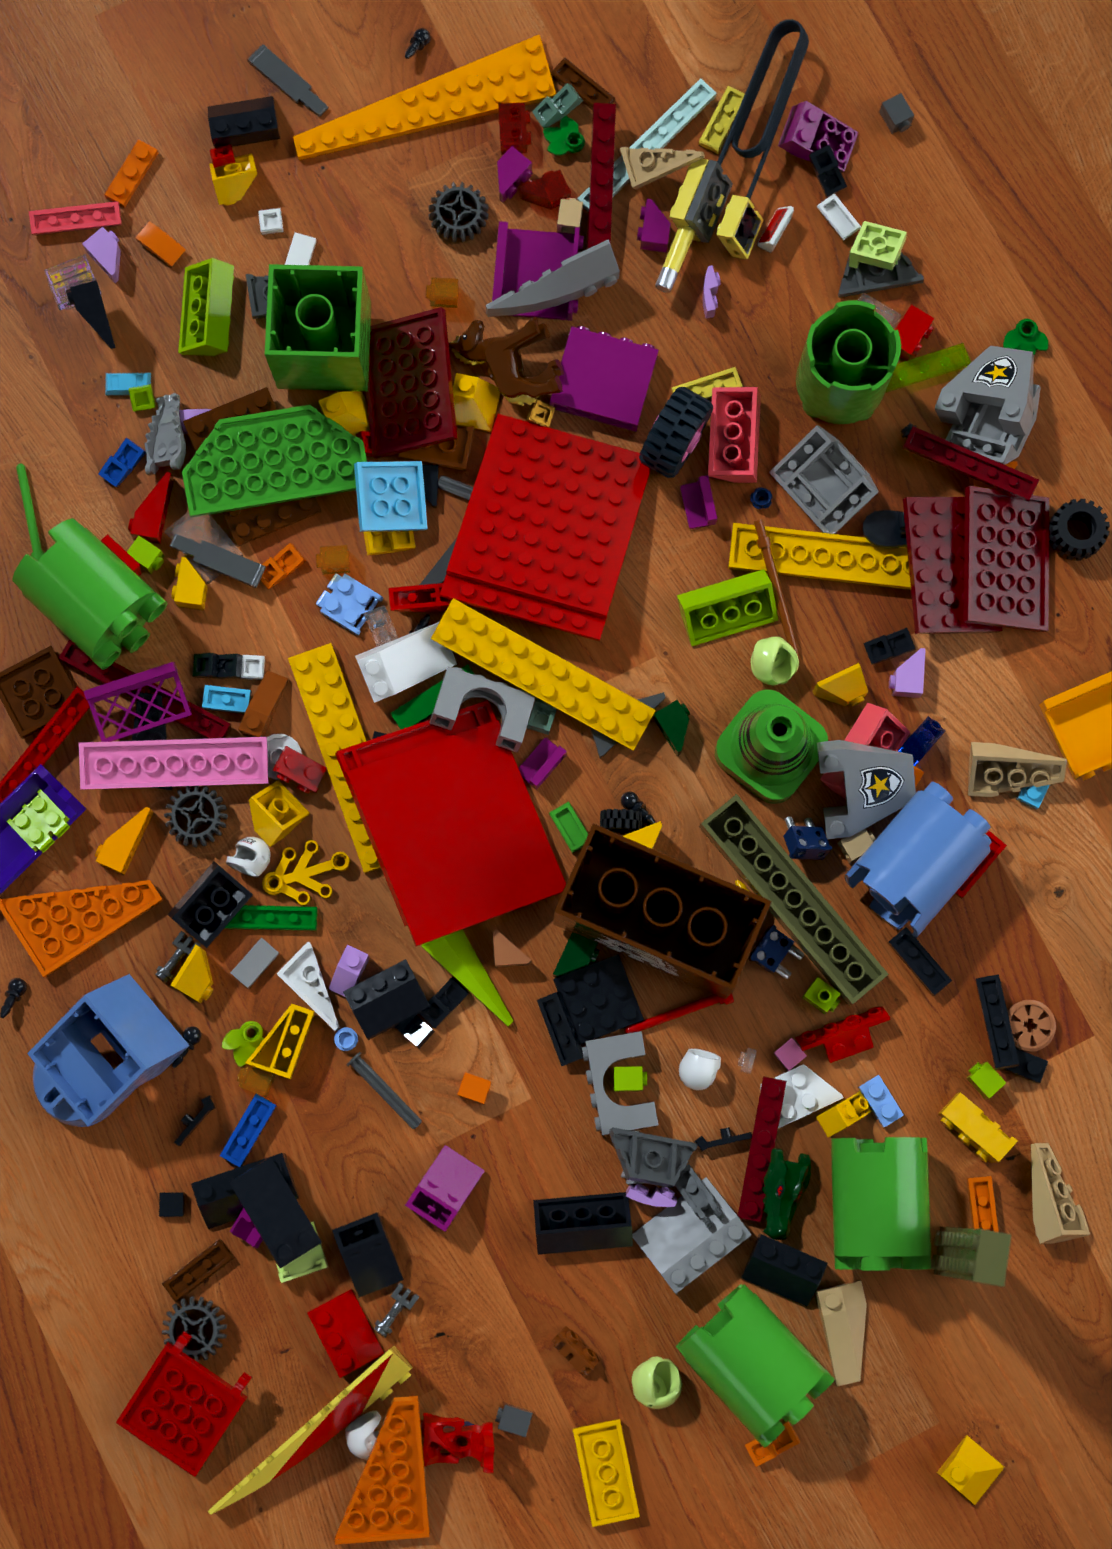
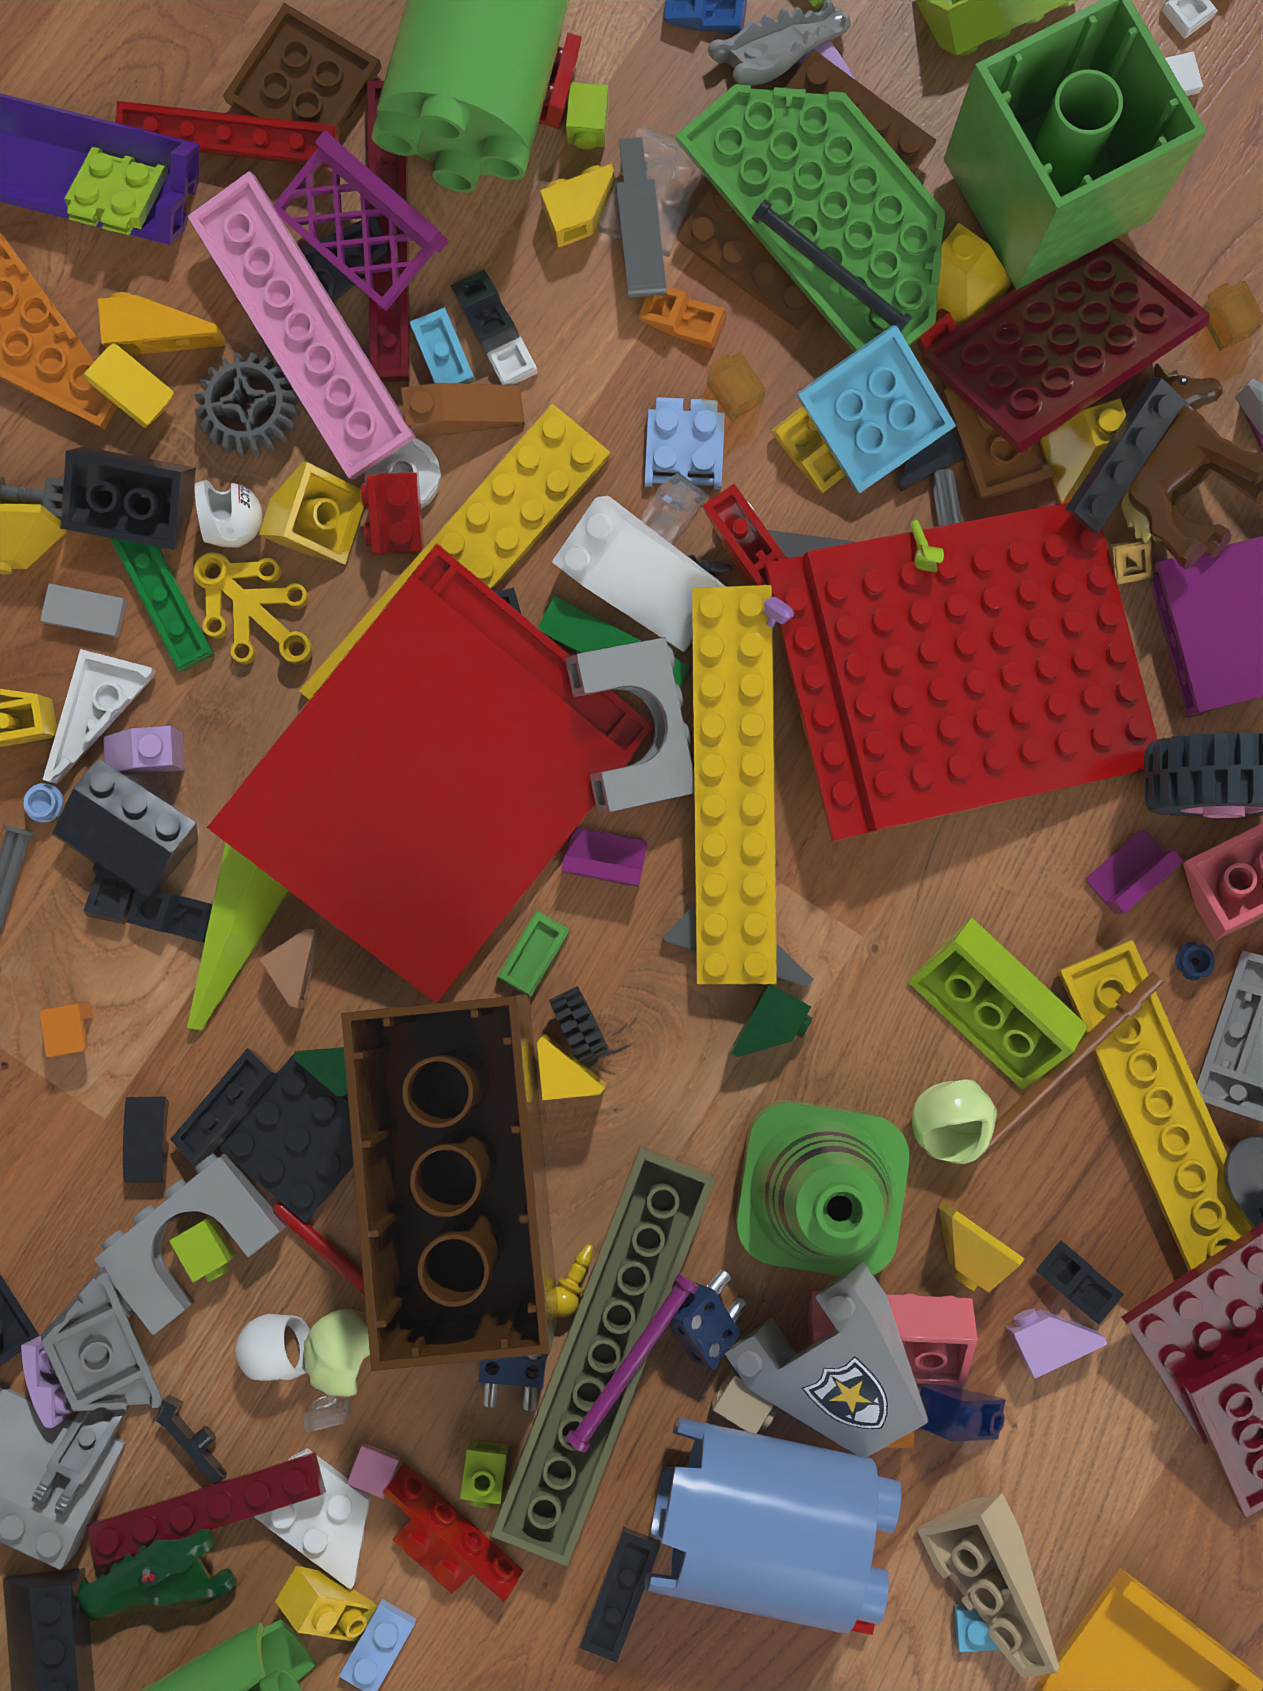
camera: 65 degrees right, 5 degrees up
(150, 870) = (129, 385): none -> yellow slope
(152, 513) = (657, 89): red slope -> none
(304, 477) = (830, 266): none -> black bar
(468, 602) = (777, 611): none -> medium lavender rock
(482, 514) = (926, 556): none -> lime hand
(486, 387) = (1125, 454): none -> black plate
(541, 717) = (672, 819): sand green slope -> none
(554, 1079) = (144, 1139): none -> black slope
(631, 802) = (620, 1021): black bar -> none
(719, 1033) = (336, 1351): none -> yellowish green piece
(804, 884) = (581, 1436): none -> magenta bar

